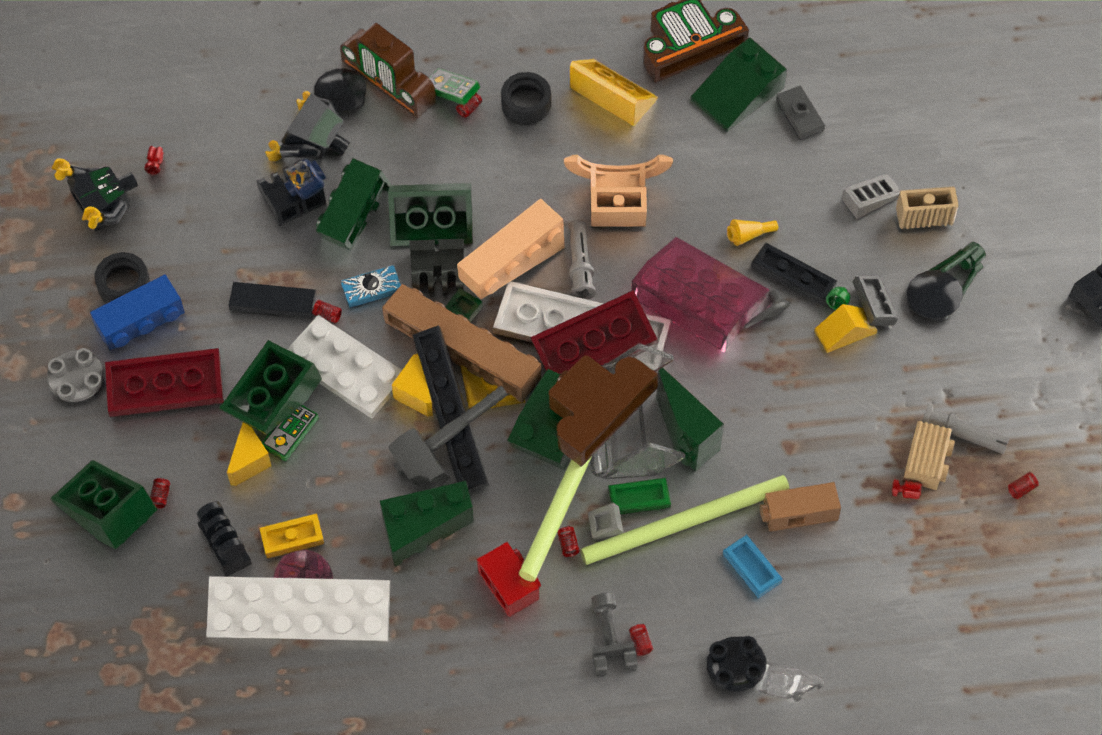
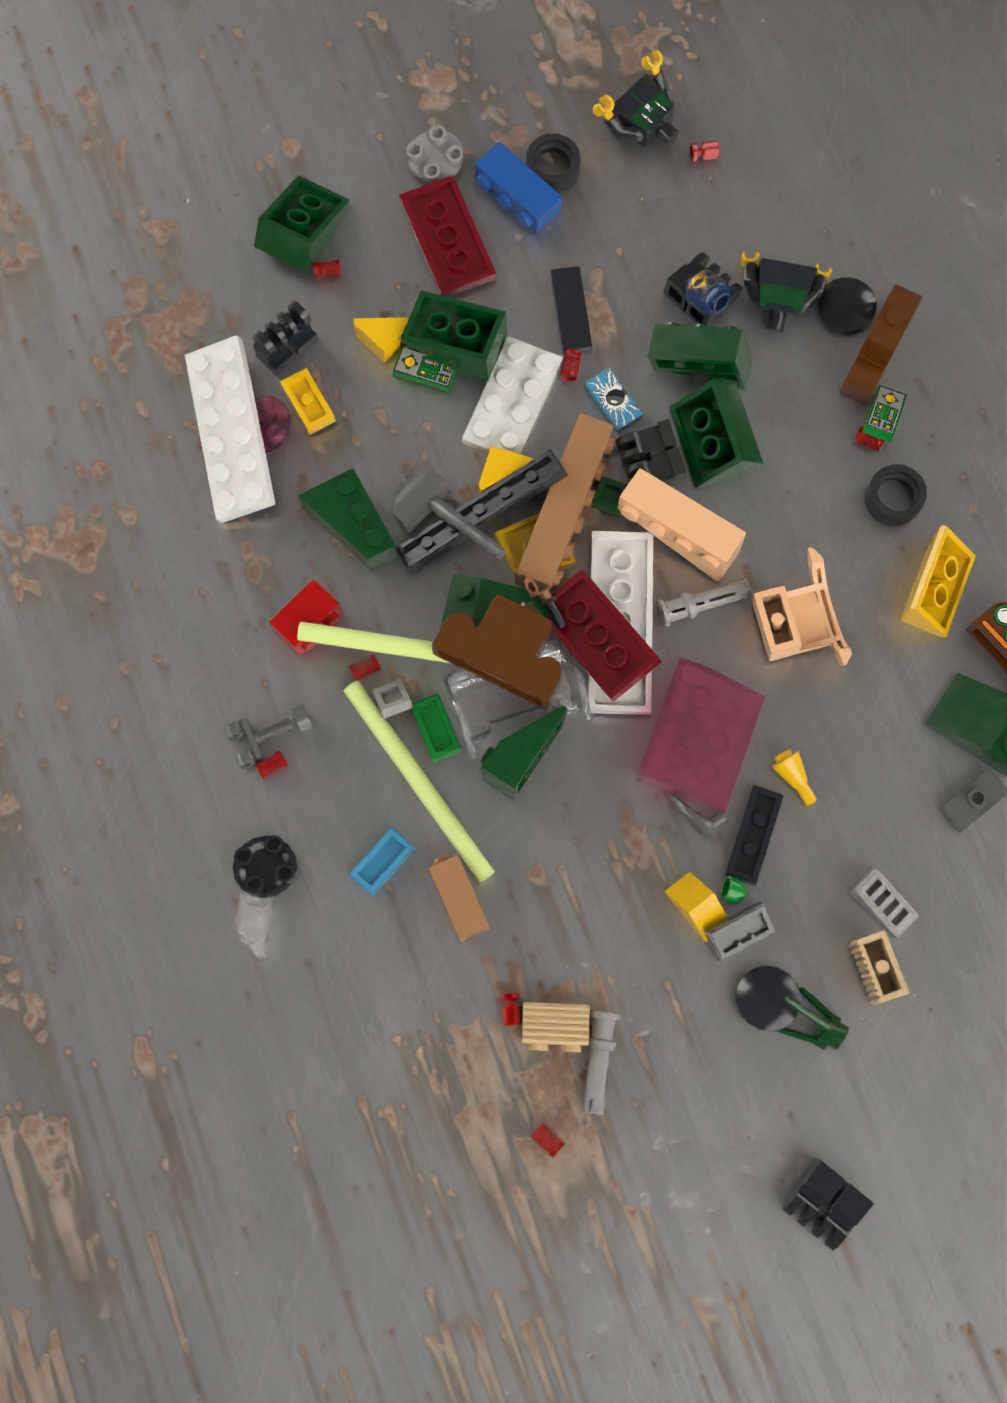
camera: 75 degrees right, 15 degrees up
(554, 367) = (548, 601): none -> piece

